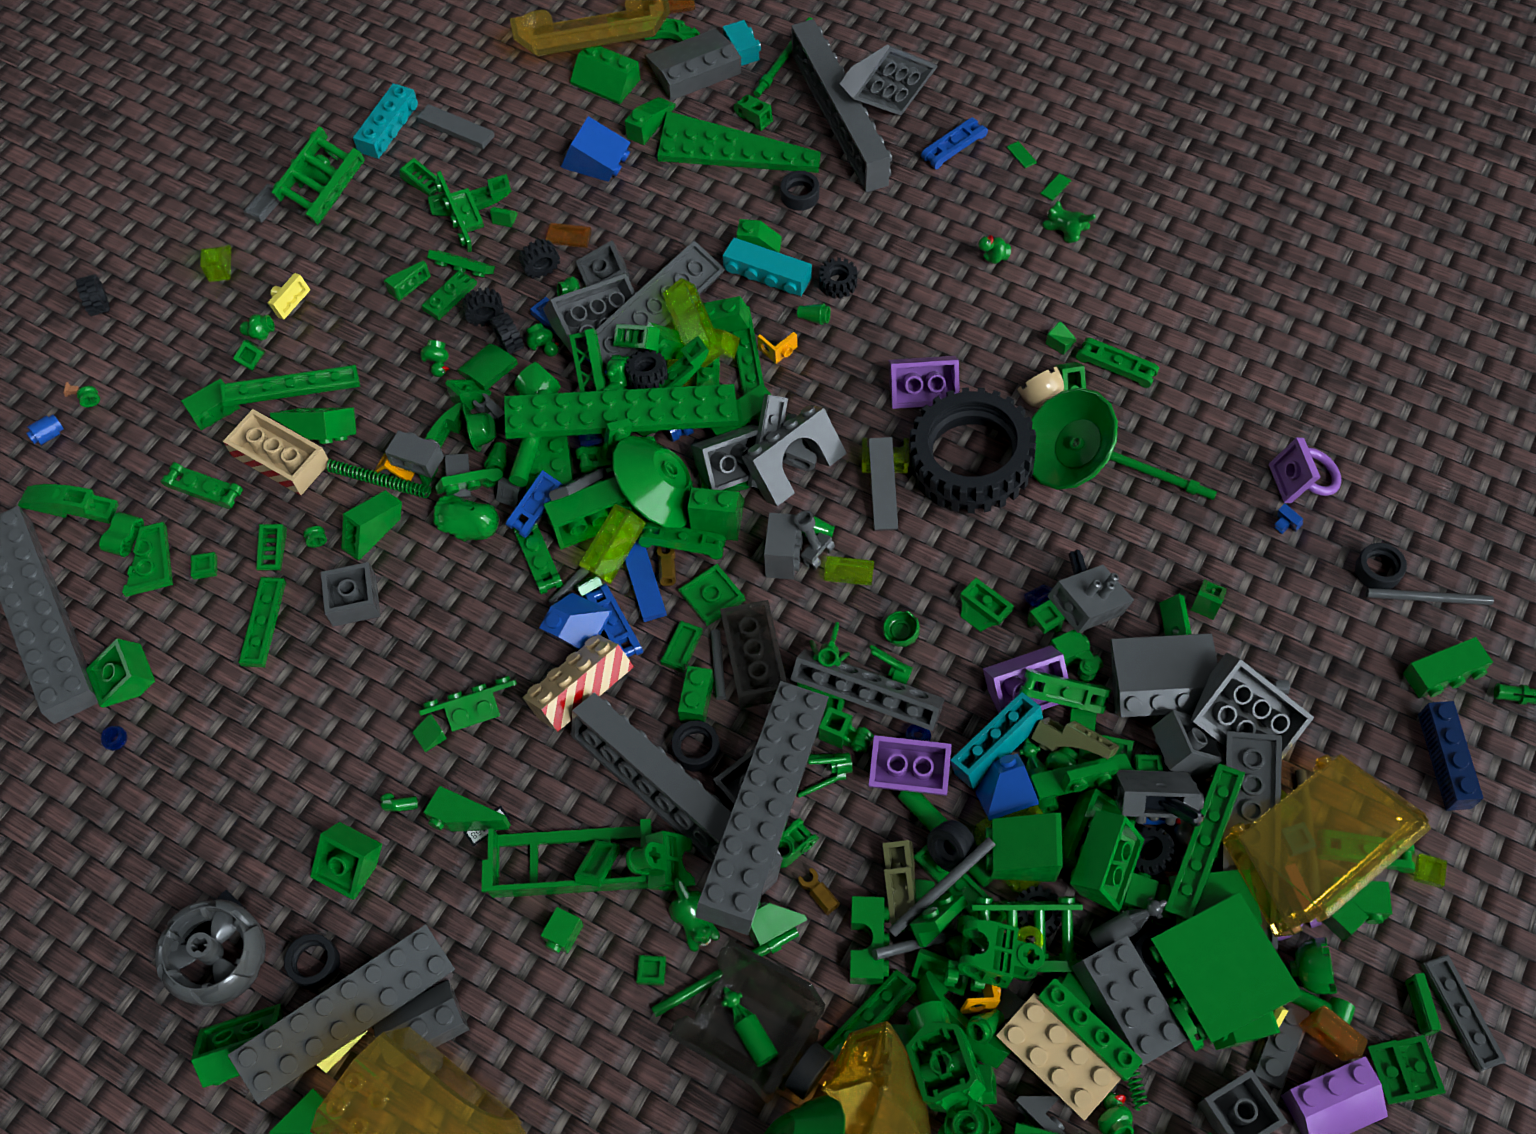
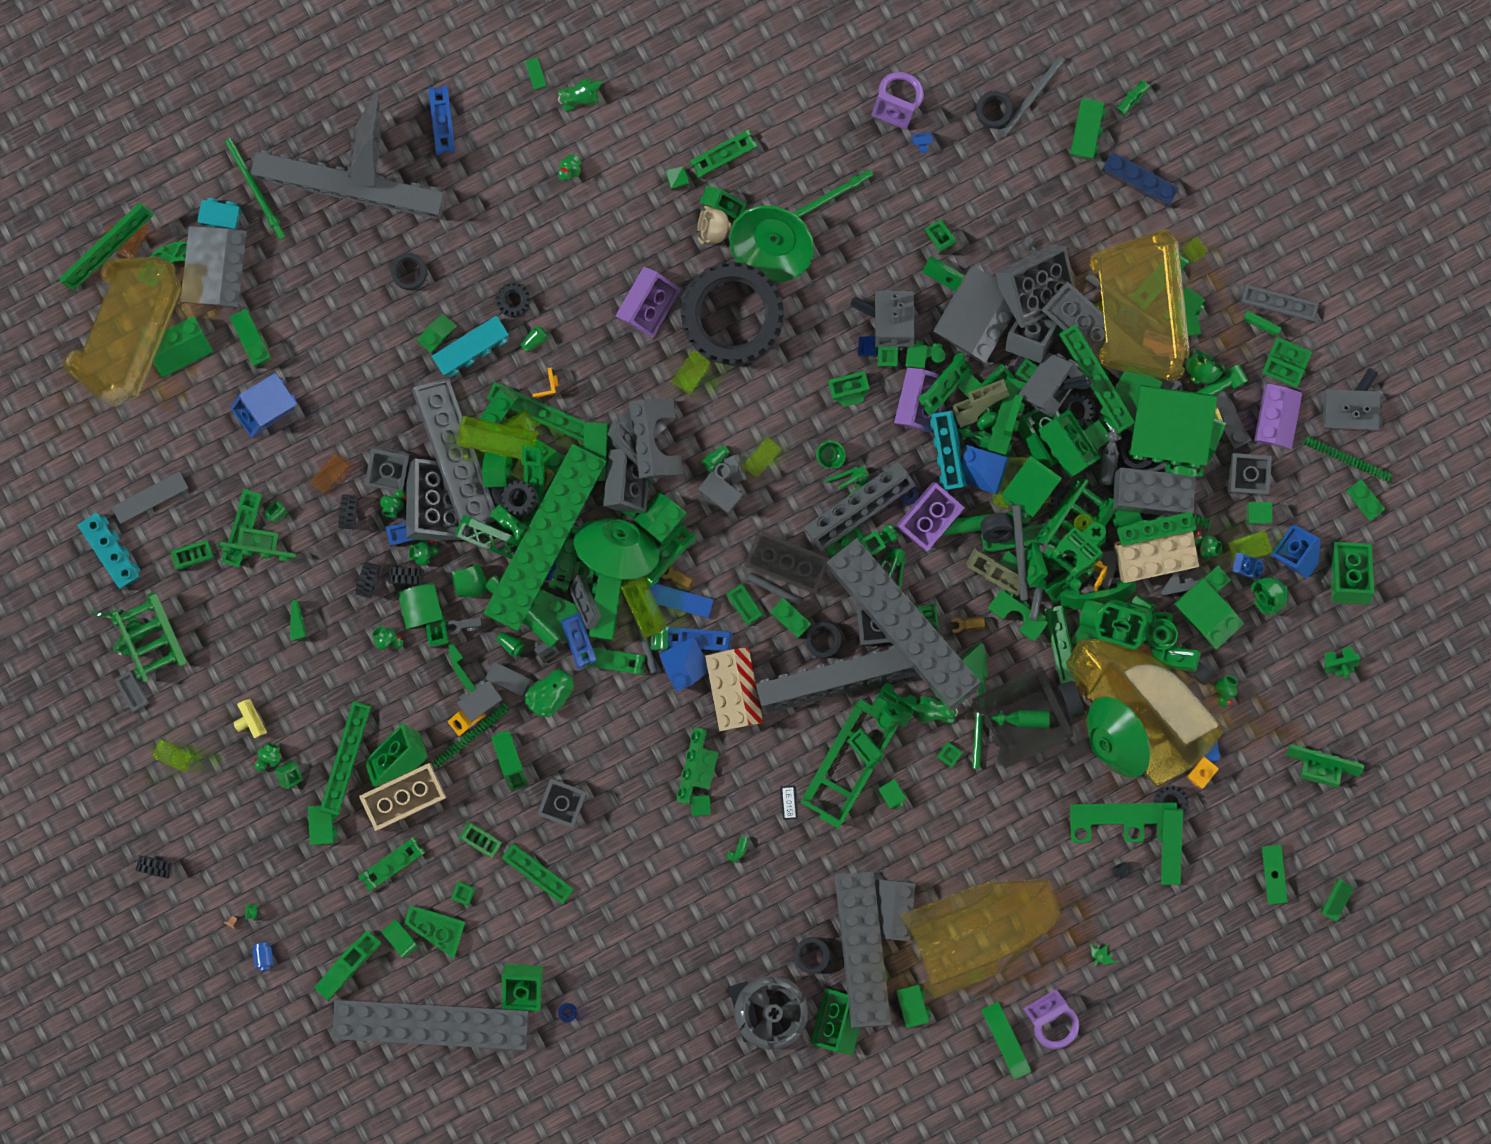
camera: 60 degrees left, 25 degrees up
(315, 536) = (493, 804): green bush -> none
(345, 859) = (757, 902): green slope -> none
(449, 295) = (329, 597): green hinge -> none
(459, 813) = (771, 817): green slope -> none
(460, 263) = (305, 571): green plate -> none
(470, 480) = (523, 675): green hinge -> none
(480, 428) = (479, 640): green piece -> none
(614, 433) = (568, 554): green plate -> none
(649, 337) = (494, 479): green slope -> none
(707, 143) = (308, 309): green wing -> none
(711, 593) = (718, 560): green tile -> none
(754, 111) = (302, 253): green leg -> none
(829, 652) = (824, 517): green plant -> none
(883, 484) = (716, 391): dark grey tile -> none
(983, 1026) = (1114, 585): green cone -> none
(1021, 154) = (486, 75): green window -> none
(1334, 1034) = (1244, 388): clear orange slope -> none

